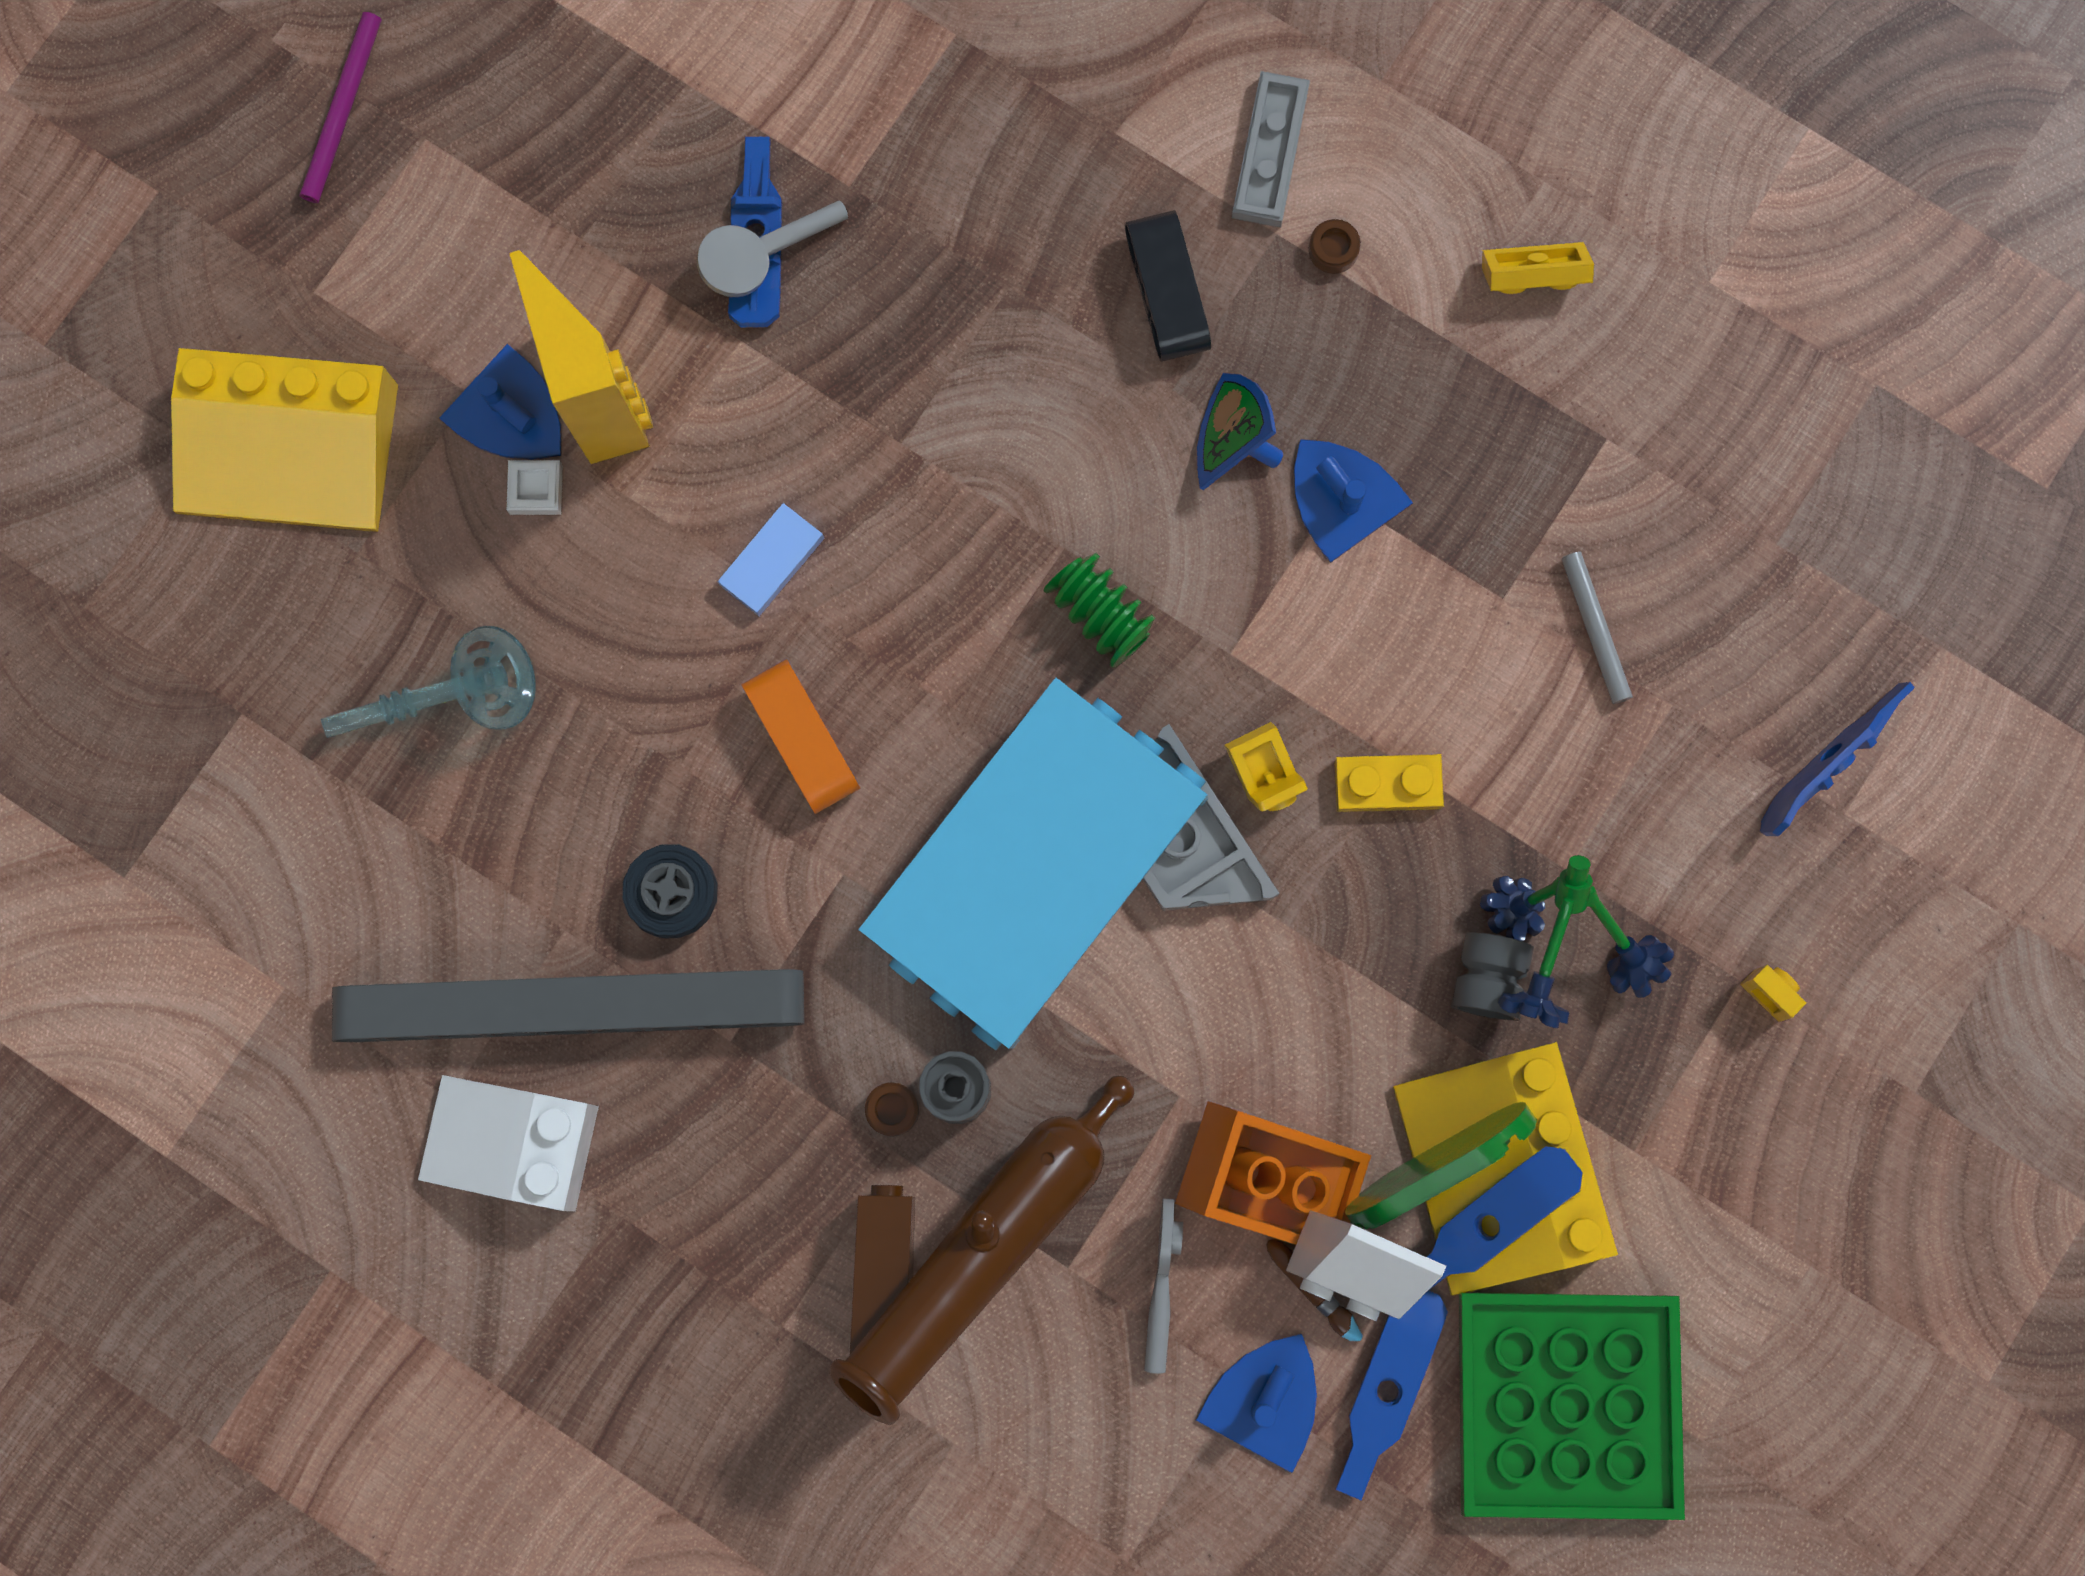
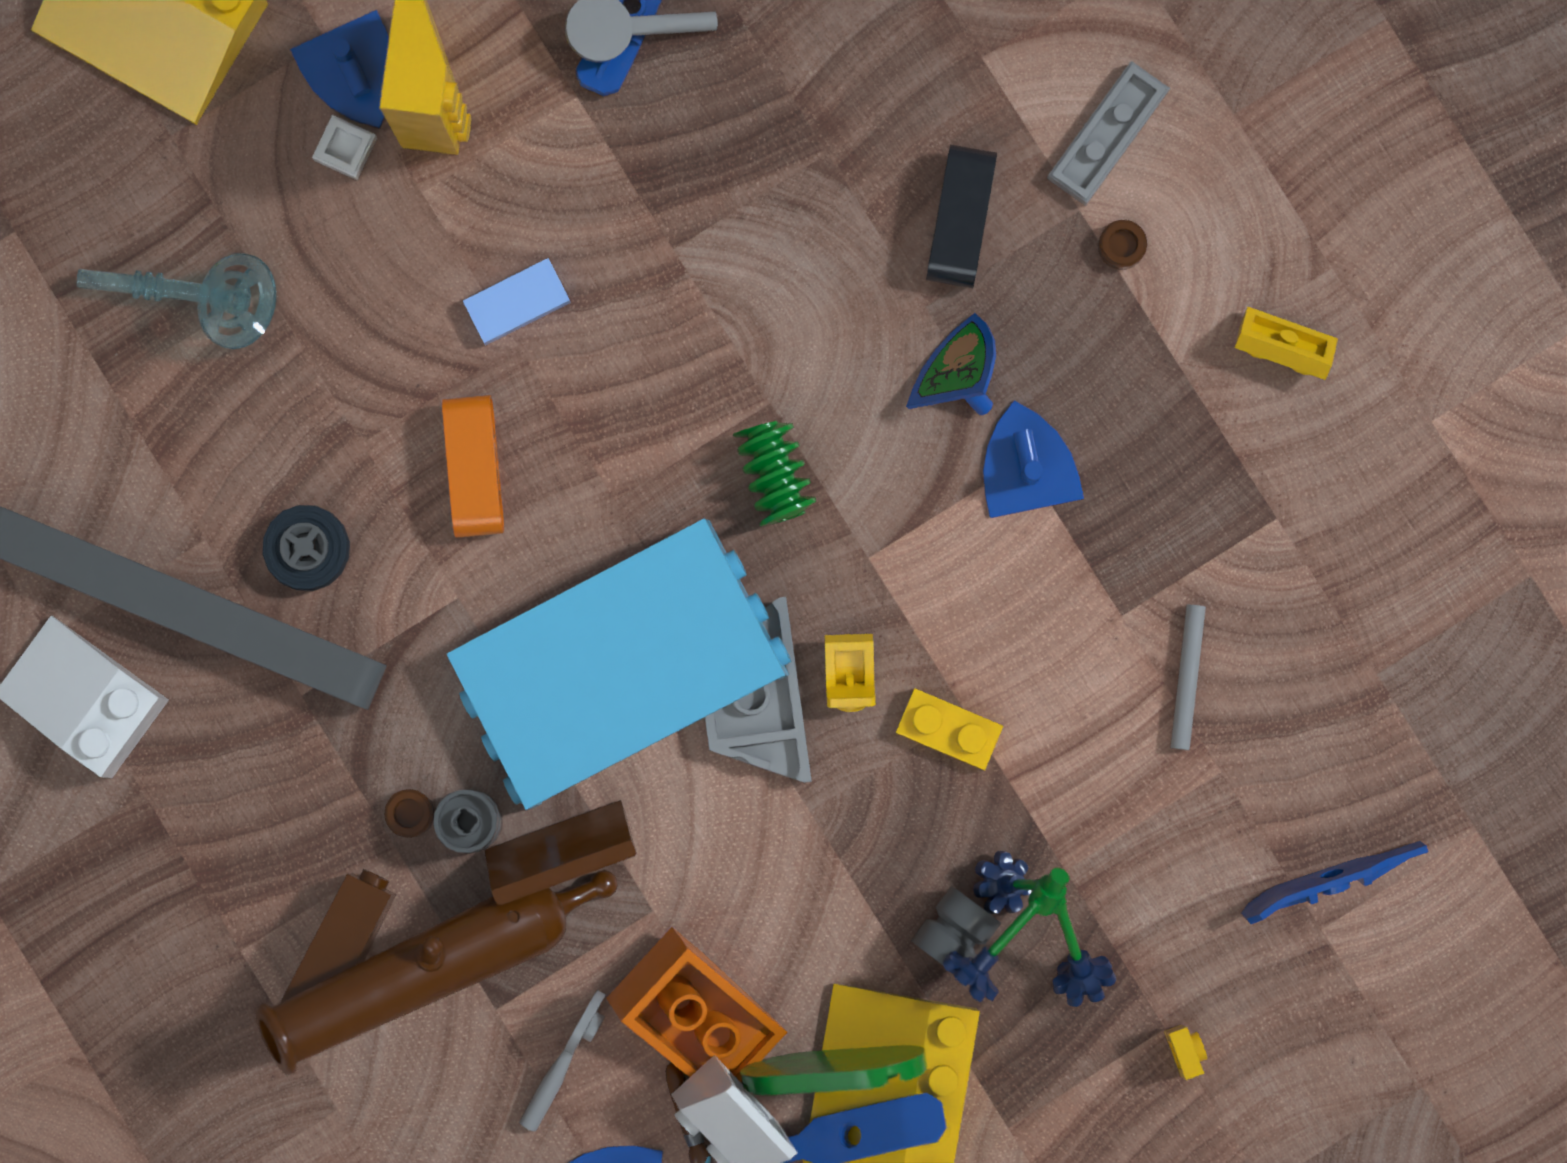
camera: 20 degrees right, 5 degrees up
(1063, 1076) = (559, 853): none -> reddish brown tile

